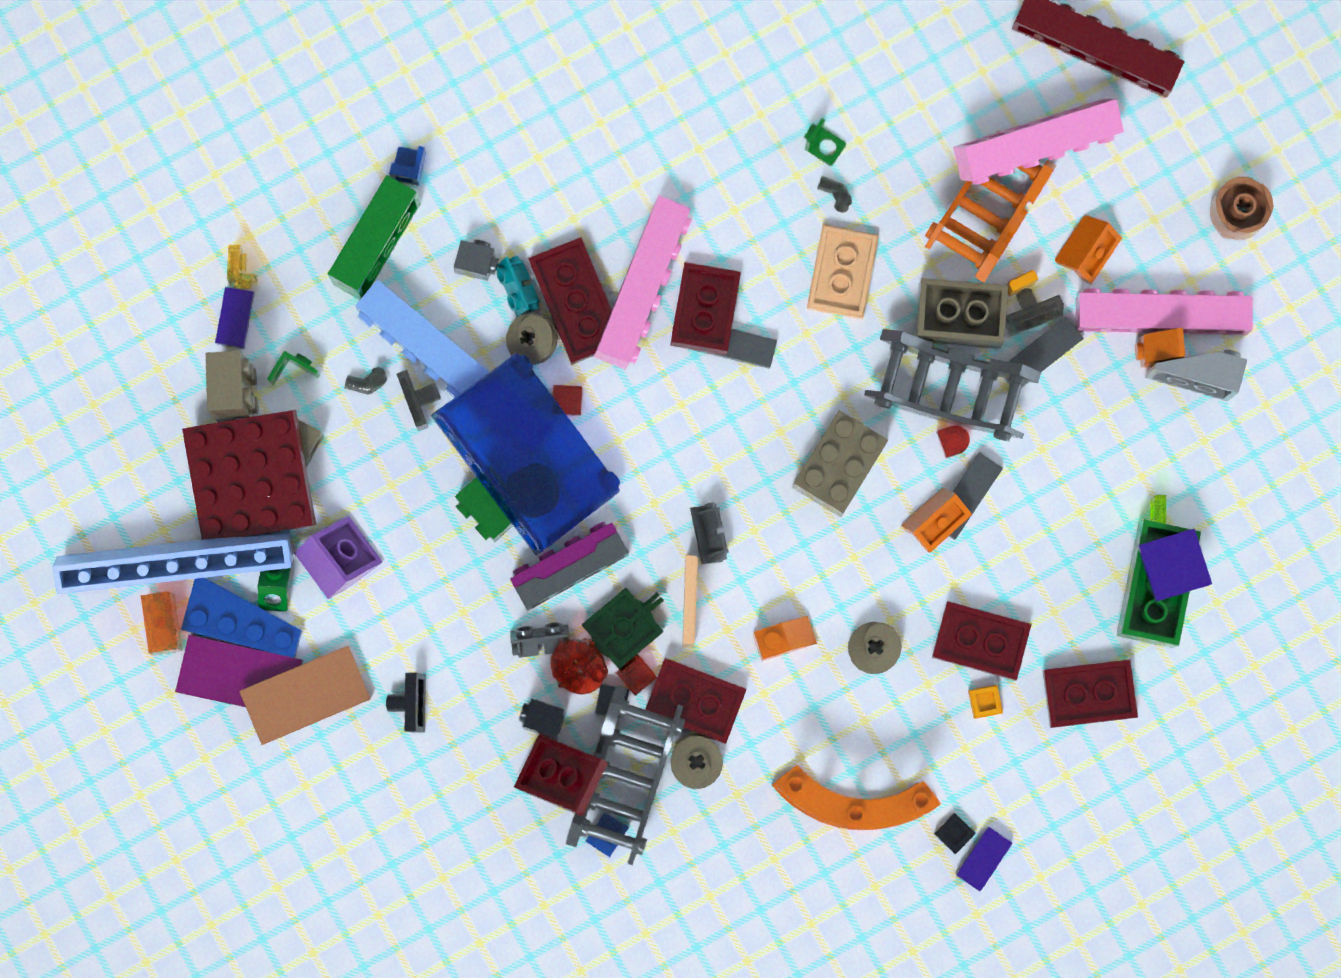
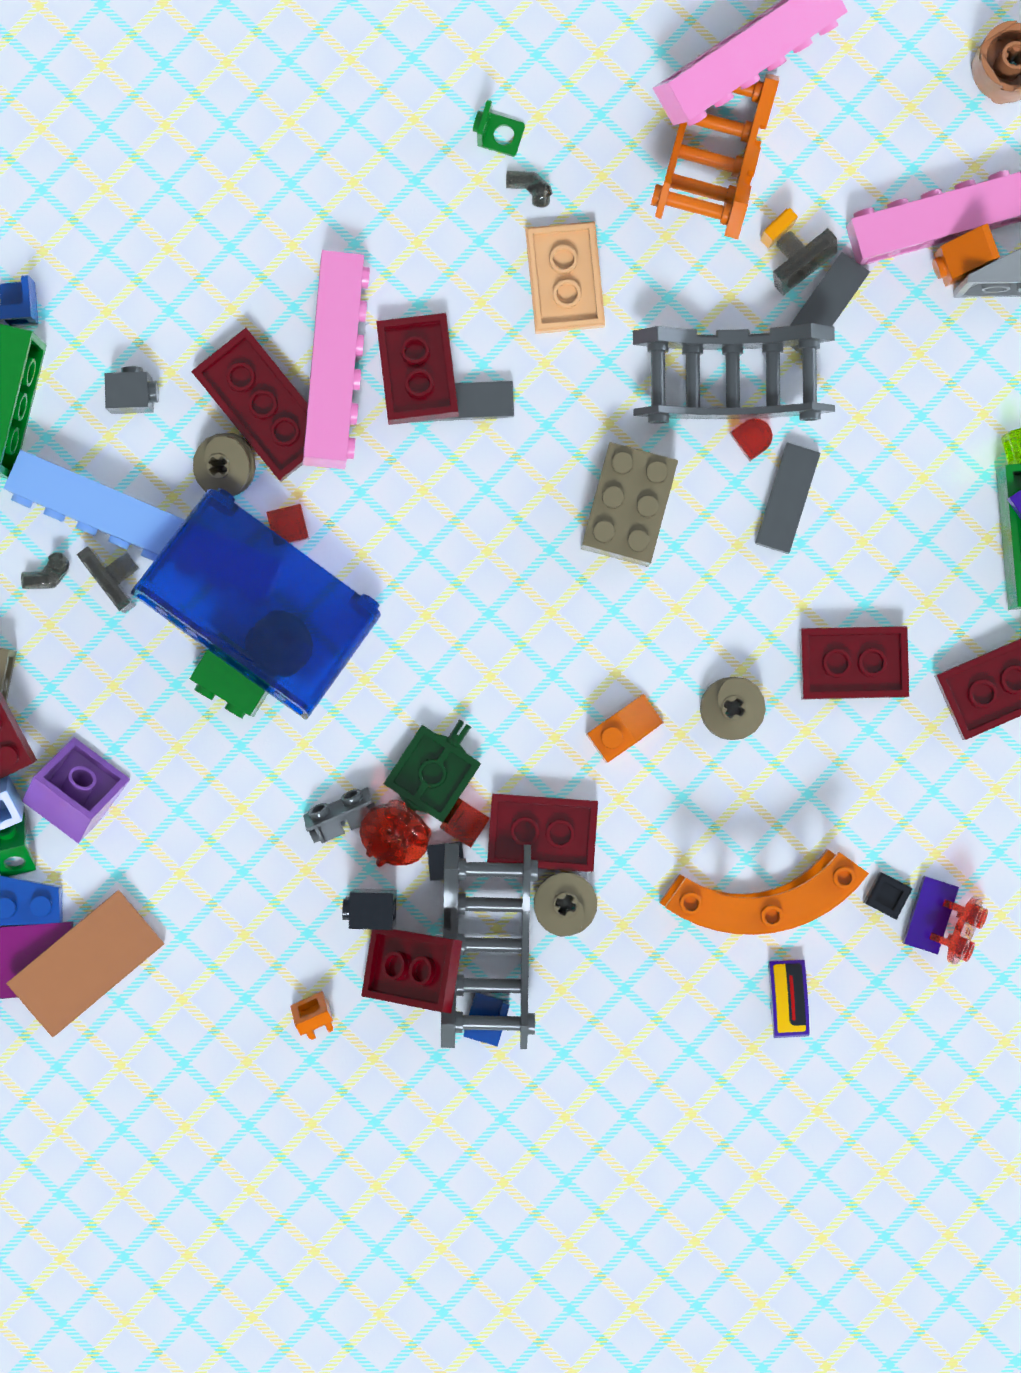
camera: 15 degrees left, 5 degrees up
(411, 702) = (213, 934): black tile -> none
(470, 789) = (312, 1014): none -> orange tile
(511, 275) = (178, 396): teal hinge -> none
(568, 566) = (348, 719): piece -> none
(689, 606) = (501, 719): light nougat tile -> none
(711, 545) = (506, 644): dark grey hinge -> none
(851, 891) = (789, 998): none -> slope
(937, 519) = (761, 536): orange panel -> none
(961, 313) = (719, 284): dark tan brick -> none
(985, 701) = (878, 732): light orange tile -> none
(1001, 883) = (970, 918): none -> clear red plate
(1089, 248) = (845, 162): orange panel -> none

